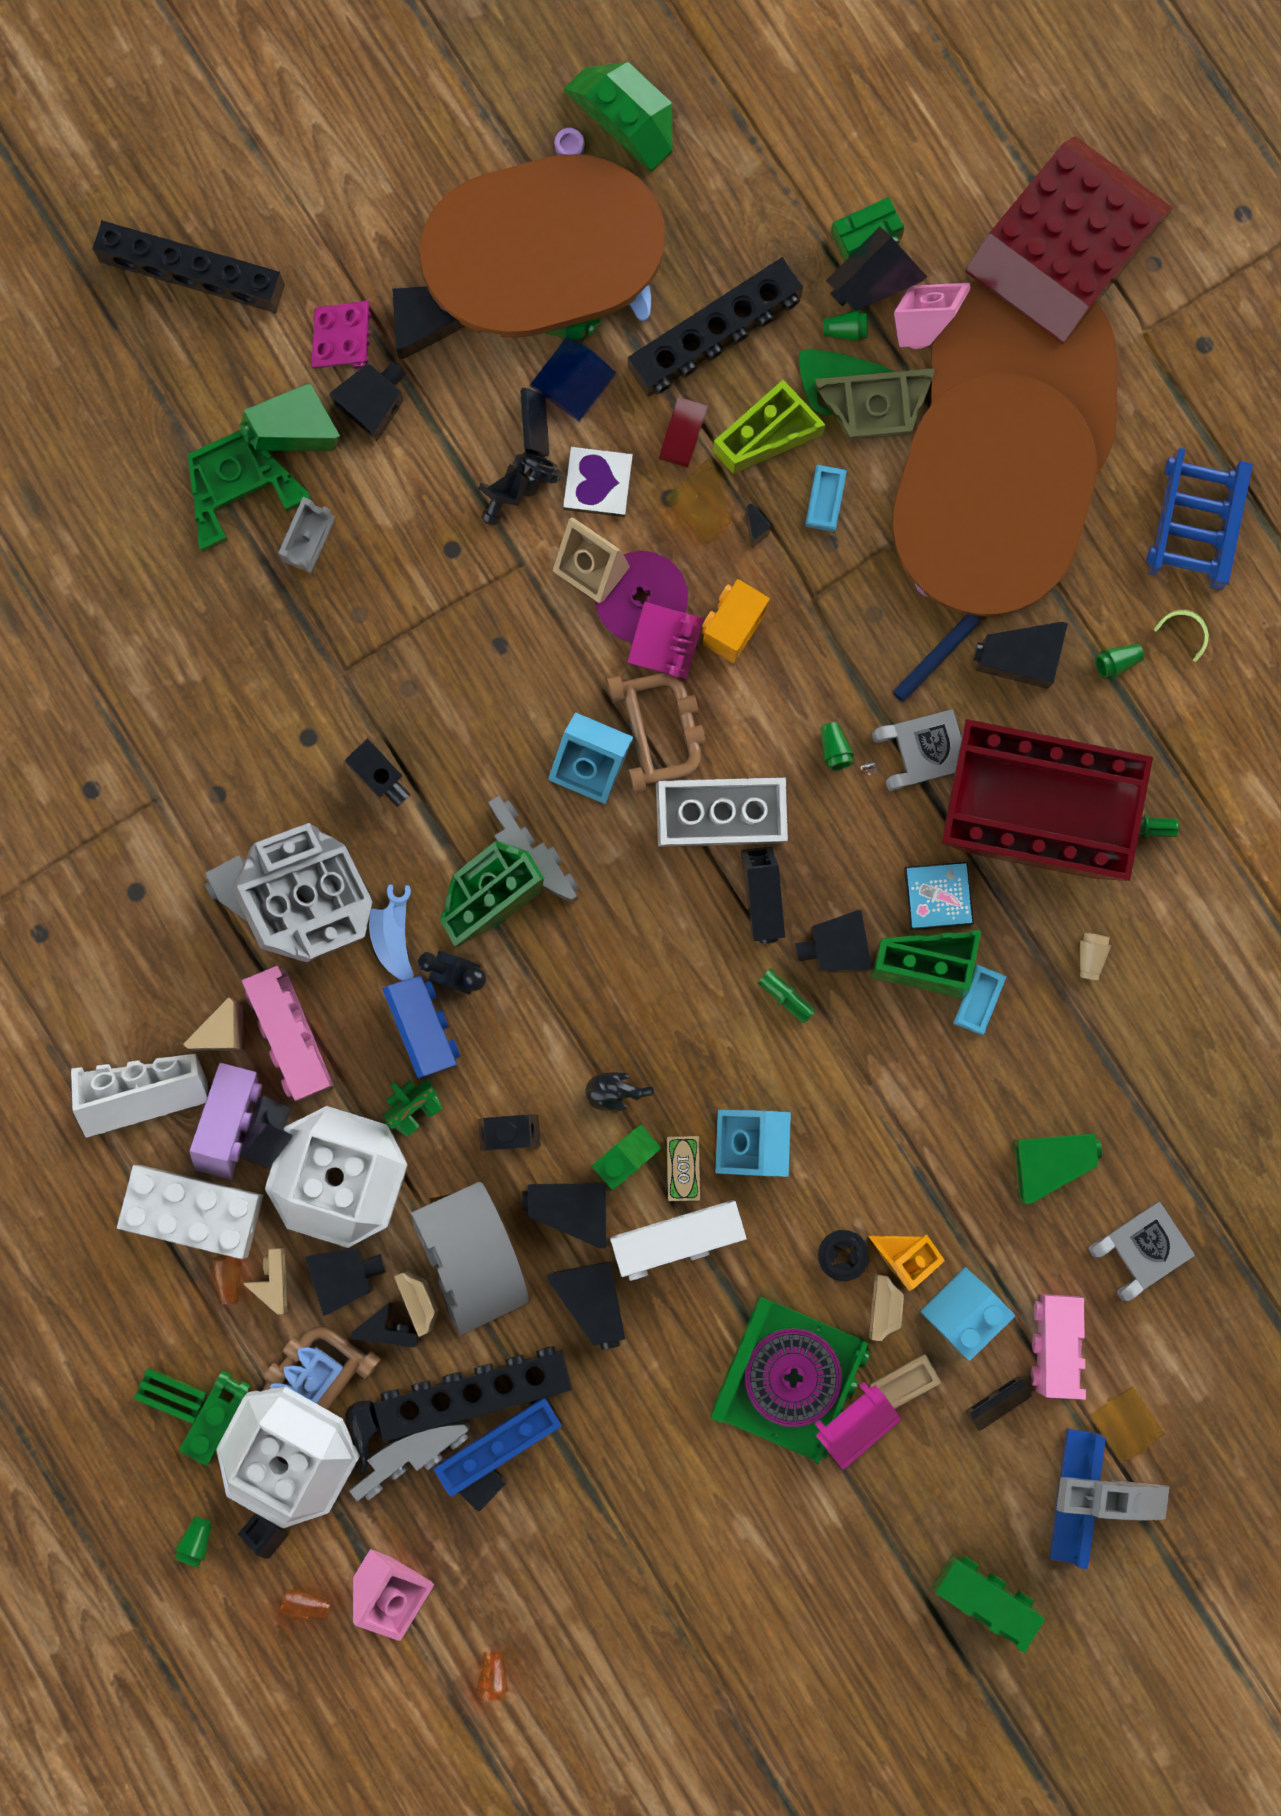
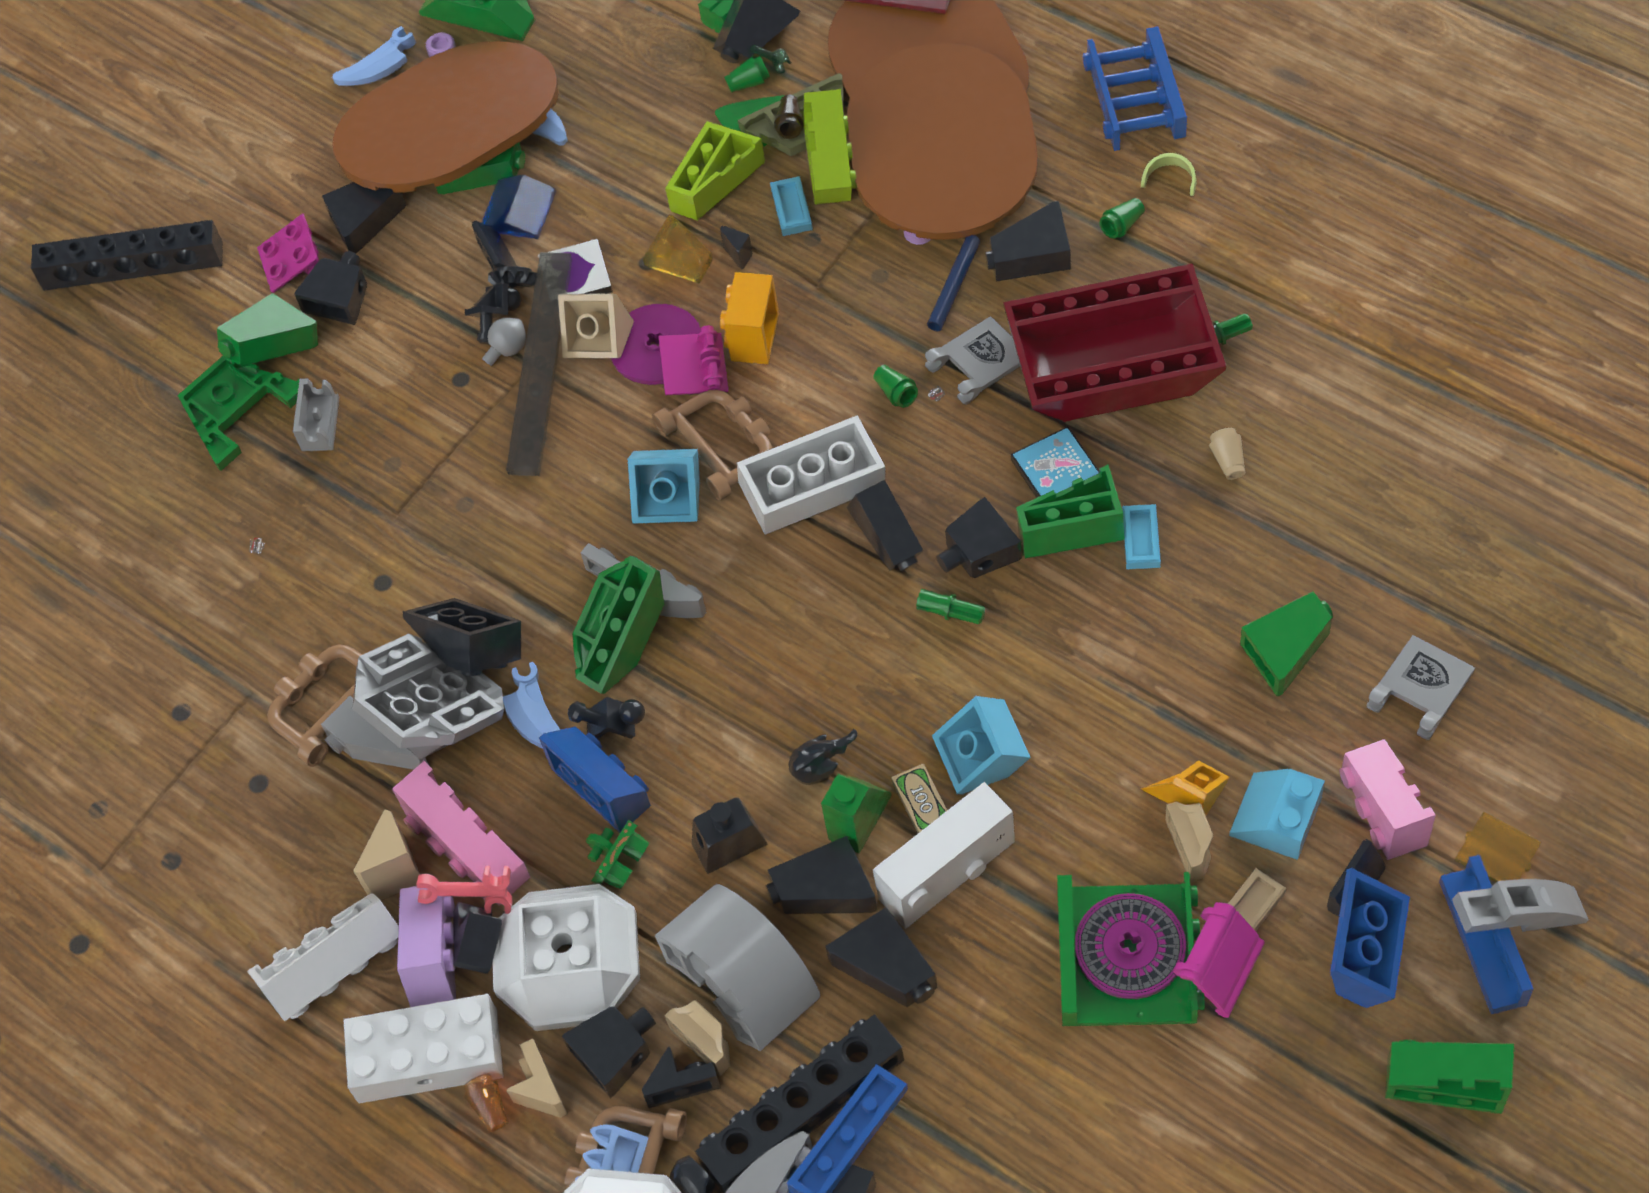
camera: 10 degrees left, 25 degrees down
(191, 816) = (290, 691): none -> medium nougat bar
(209, 648) = (256, 547): none -> clear piece
(293, 1103) = (491, 887): none -> coral bar
(359, 837) = (467, 635): none -> black slope
(368, 760) = (457, 572): black torso -> none
(503, 137) = (379, 63): none -> light blue piece
(506, 531) = (506, 338): none -> light grey piece
(528, 571) = (538, 366): none -> clear smoke tile
(683, 432) = (636, 205): dark red slope -> none
(775, 278) = (628, 119): black brick -> none
(859, 1255) = (1118, 798): black gear -> none
(862, 407) = (789, 118): none -> dark brown cone
(883, 463) = (827, 147): none -> lime wedge
(884, 319) = (777, 57): none -> clear green hand
(927, 311) = (814, 36): bright pink slope -> none
(983, 1470) = (1368, 940): none -> blue slope

